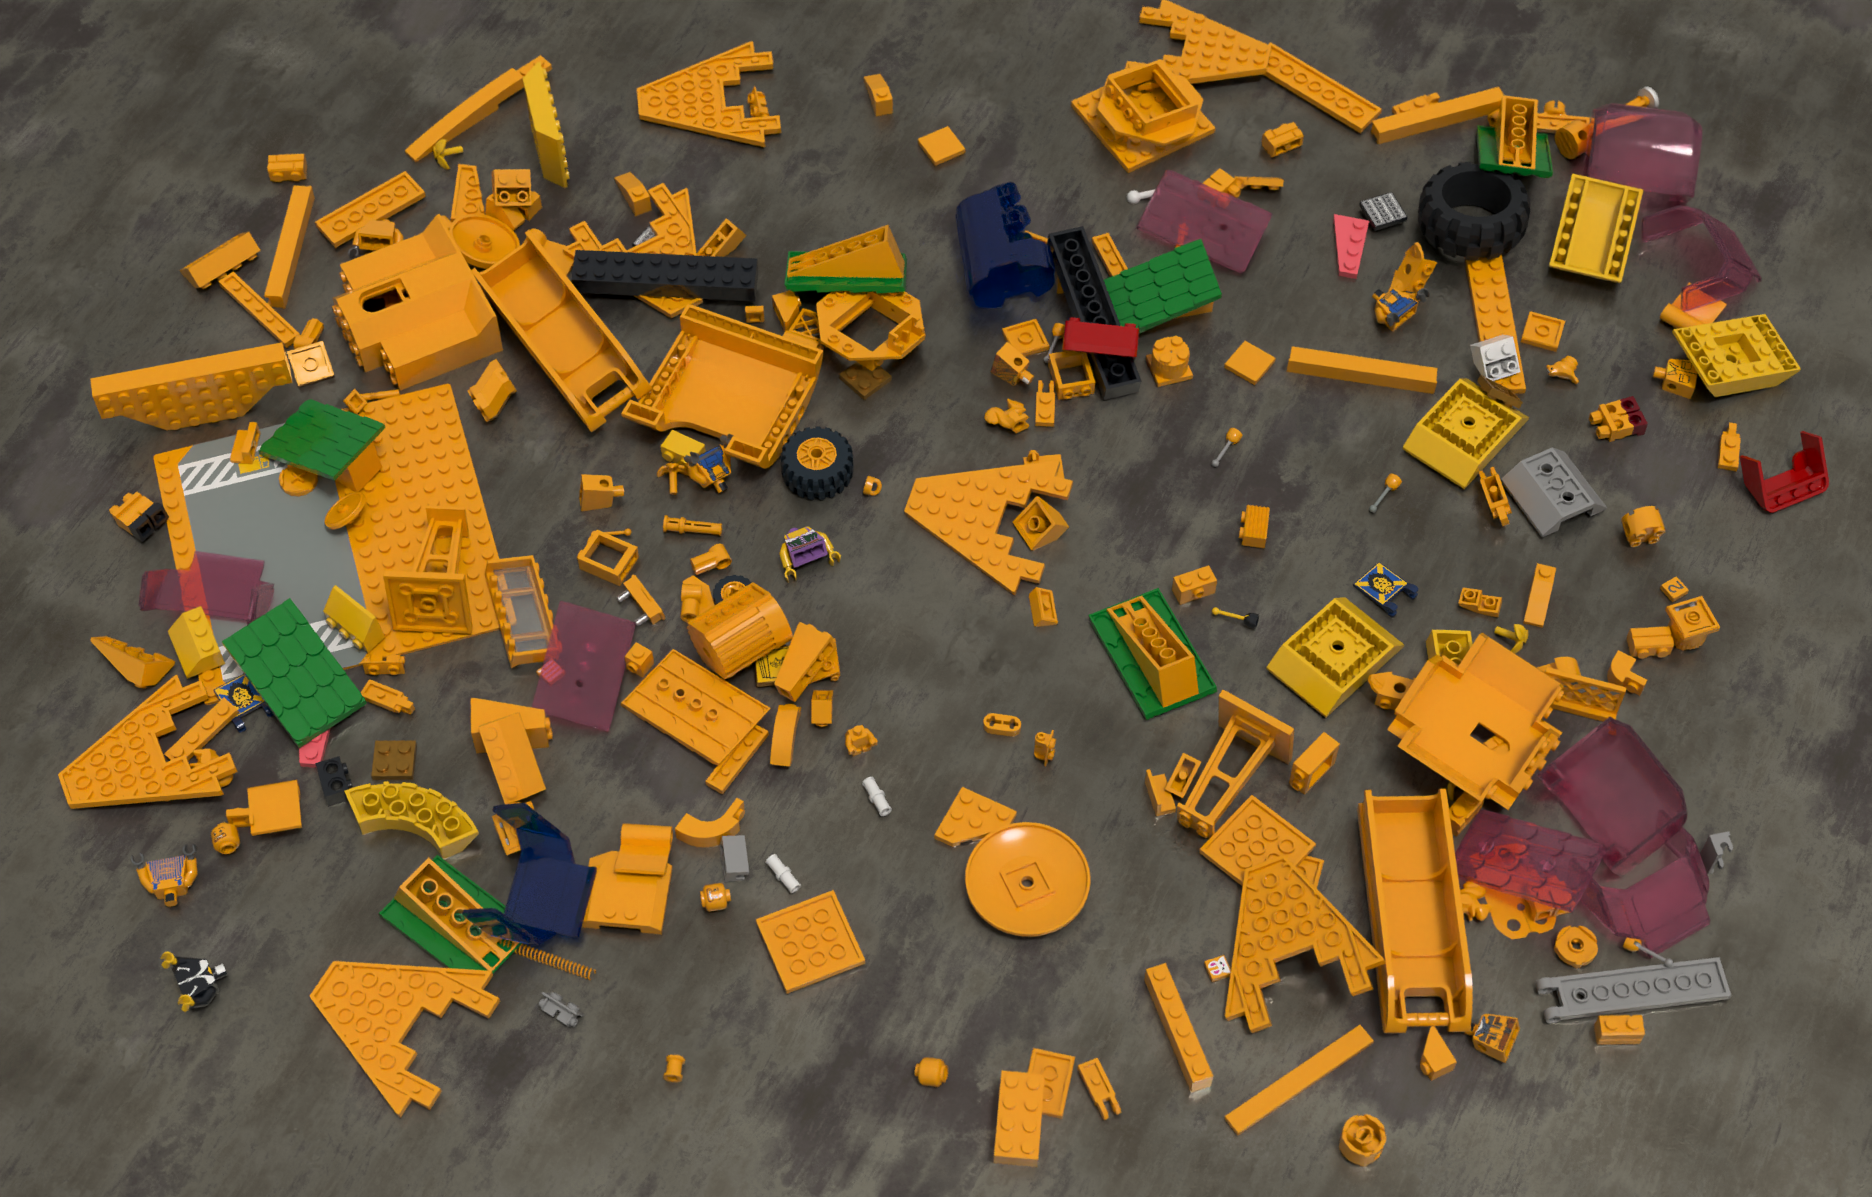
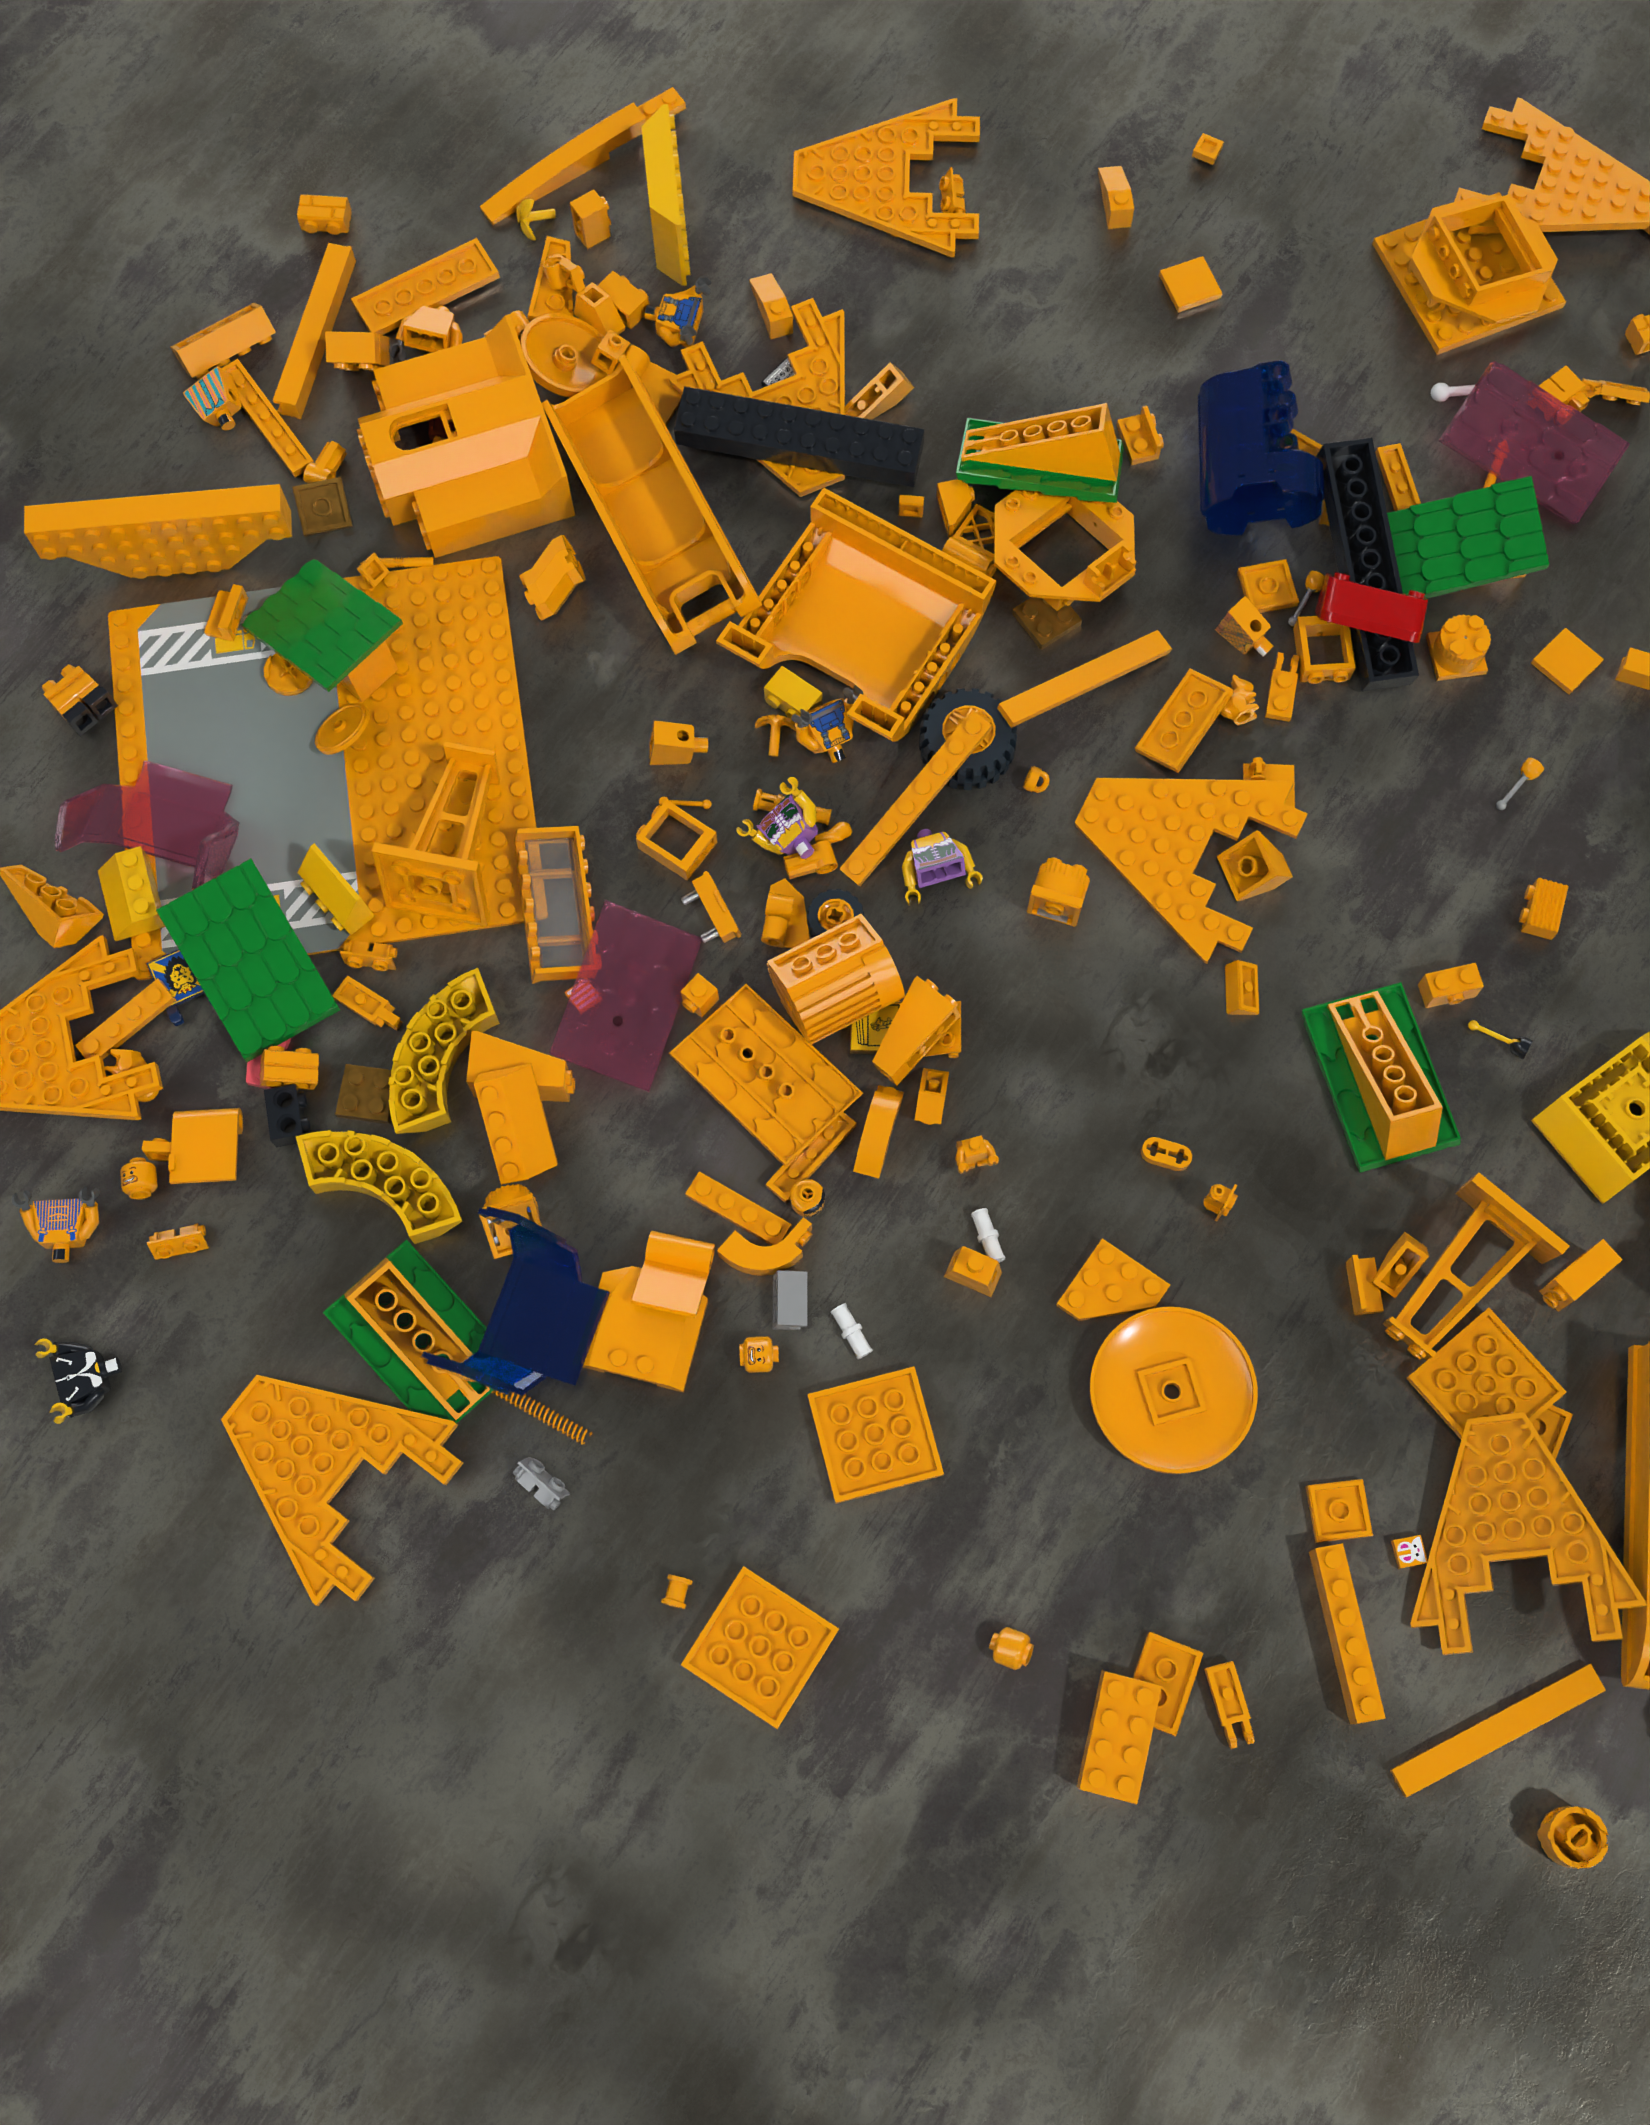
camera: 10 degrees right, 15 degrees up
(219, 299) = (215, 398): none -> light orange torso
(262, 880) = (167, 1244): none -> light orange hinge
(325, 253) = (357, 350): none -> light orange piece
(331, 745) = (289, 1068): none -> light orange brick
(440, 720) = (431, 1049): none -> yellow brick
(475, 185) = (562, 273): none -> light orange plate
(490, 148) = (591, 218): none -> light orange brick
(511, 187) = (611, 283): light orange slope -> none
(515, 235) = (608, 352): none -> light orange brick
(565, 205) = (680, 314): none -> torso
(685, 802) = (738, 1209): none -> light orange plate
(691, 535) = (788, 825): none -> torso
(729, 538) = (836, 833): none -> light orange arm
(738, 785) = (807, 1206): none -> light orange head
(742, 1098) = (760, 1647): none -> light orange plate
(783, 505) = (916, 797): none -> light orange plate
(870, 819) = (974, 1270): none -> light orange torso
(897, 412) = (1084, 678): none -> light orange tile
(898, 556) = (1059, 891): none -> light orange piece
(918, 250) = (1140, 437): none -> light orange bracket
(941, 55) = (1207, 149): none -> light orange plate
(975, 433) = (1184, 720): none -> light orange tile
(1162, 946) = (1339, 1511): none -> light orange tile

